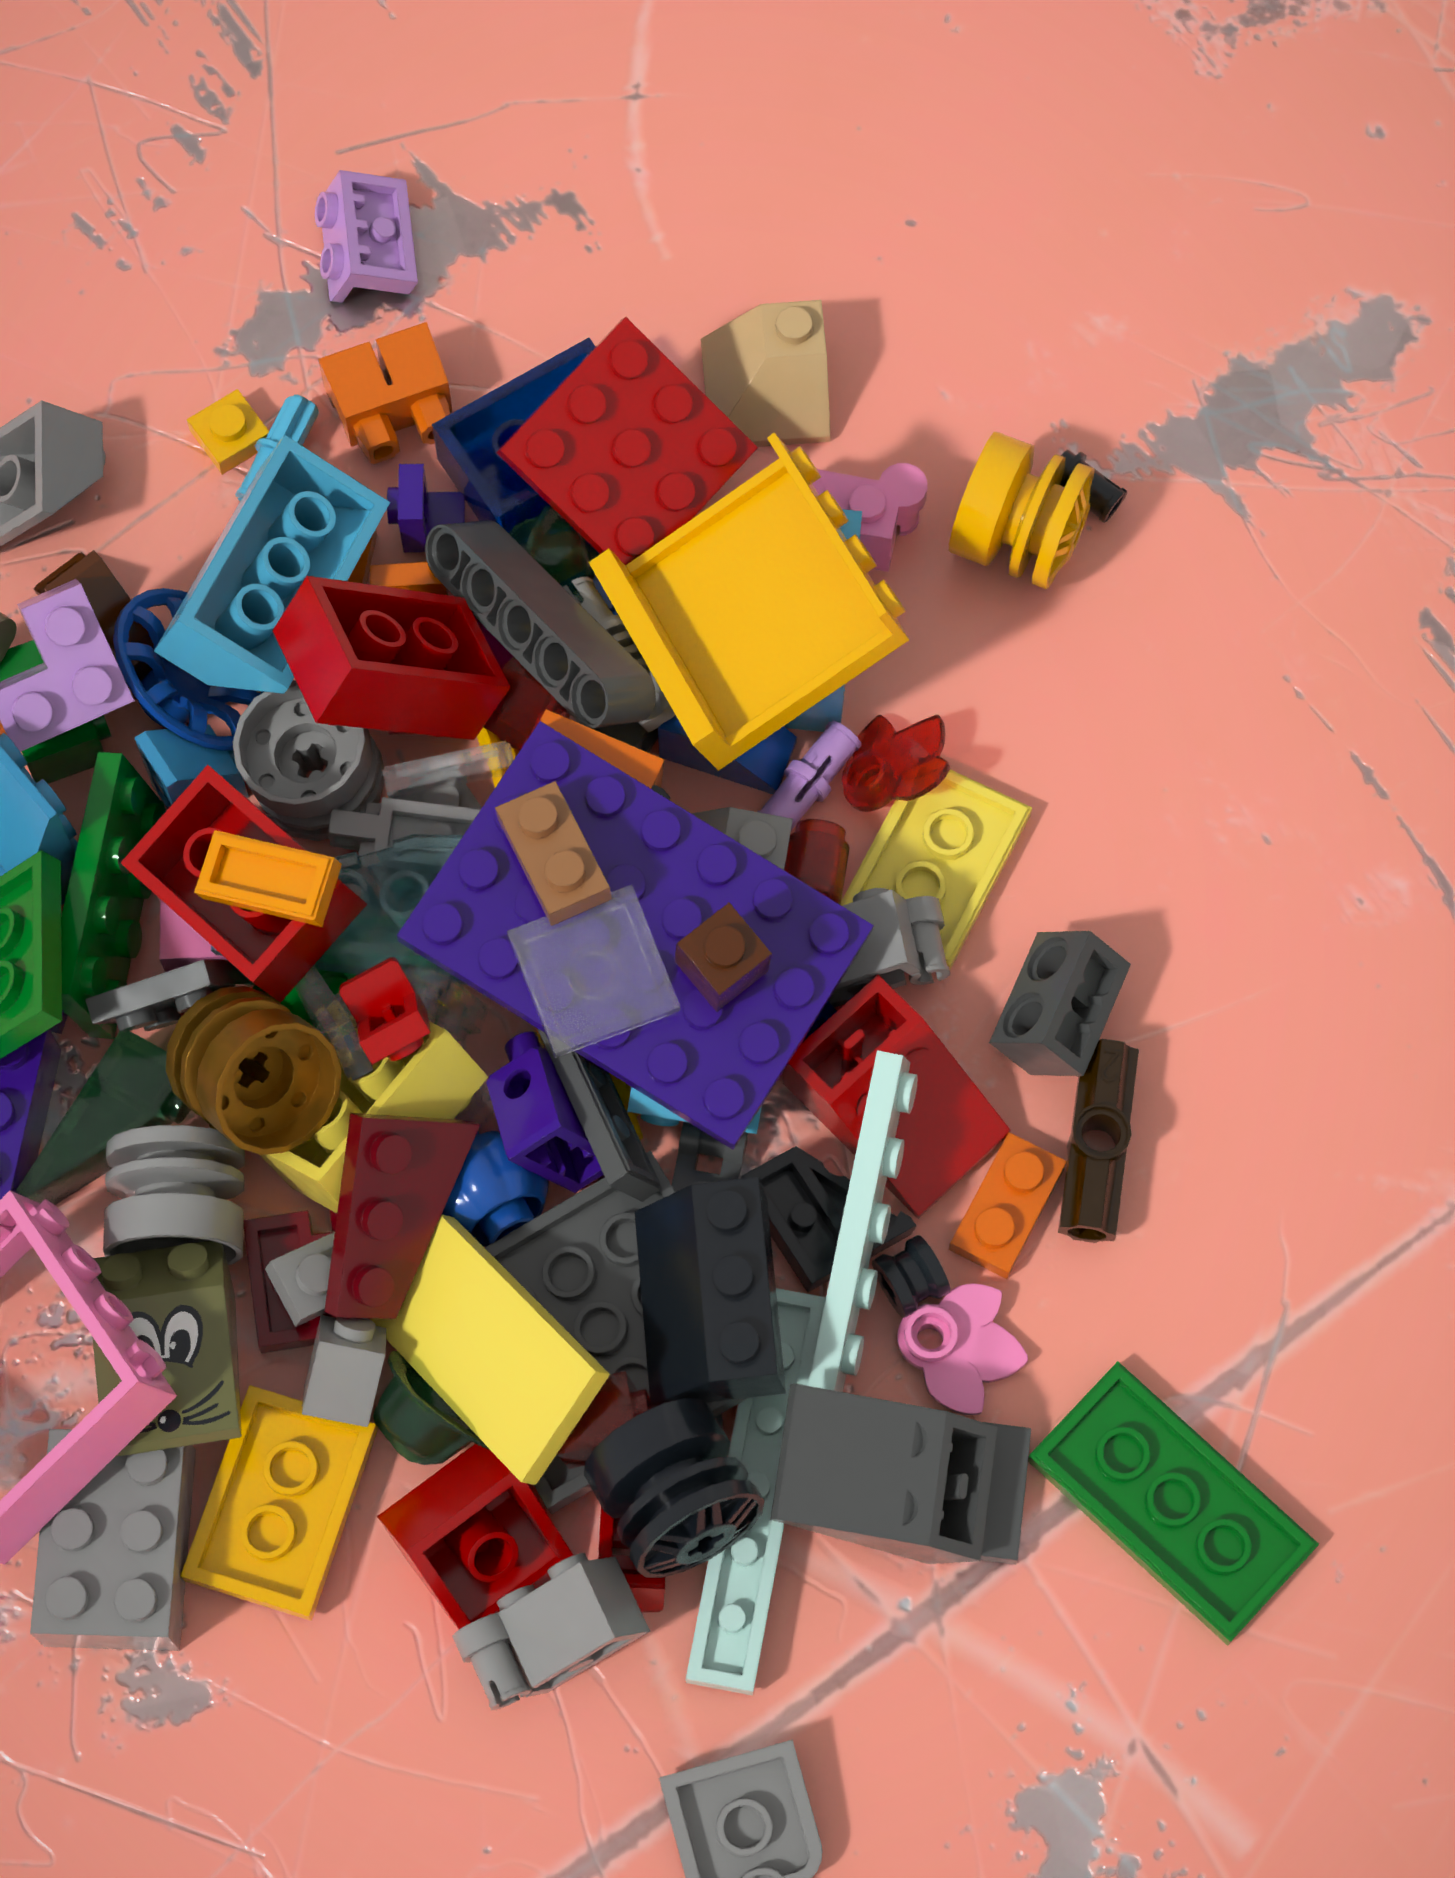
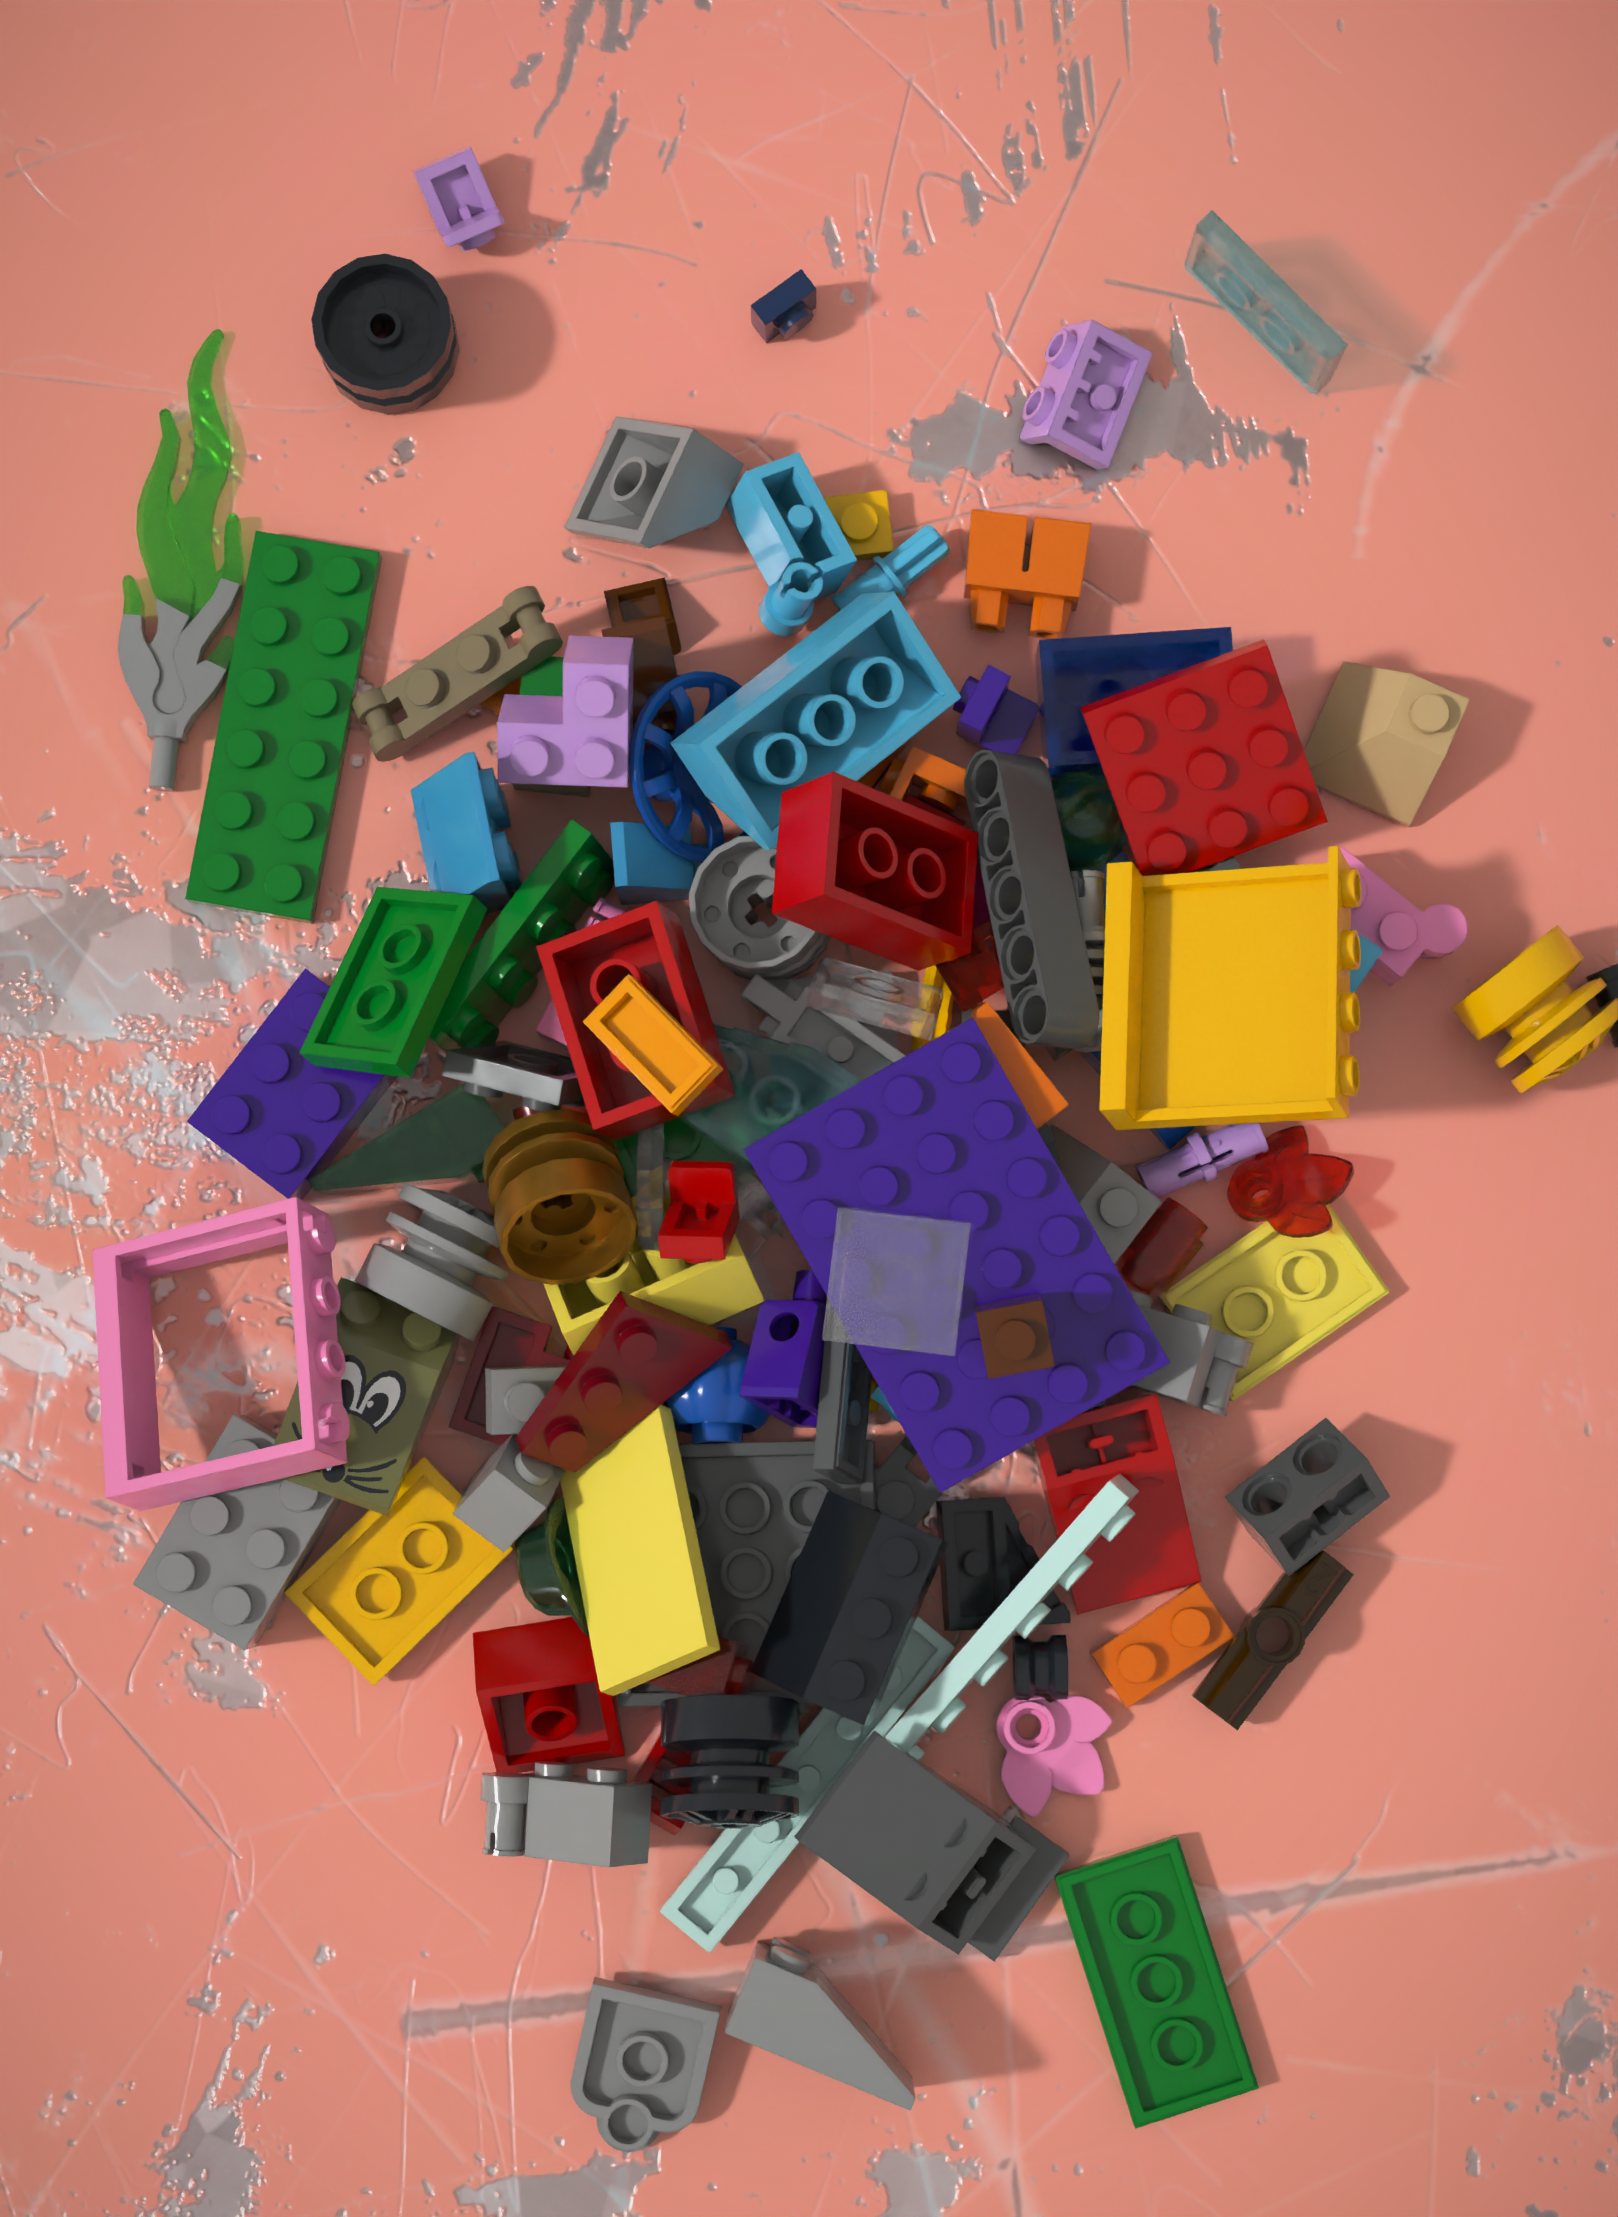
camera: 30 degrees right, 15 degrees up
(72, 289) = (785, 308): none -> dark blue plate
(174, 459) = (790, 541): none -> medium azure hinge
(477, 91) = (1264, 303): none -> clear light blue tile
(553, 853) = (916, 1158): medium nougat plate -> none
(877, 1693) = (803, 2017): none -> light grey slope

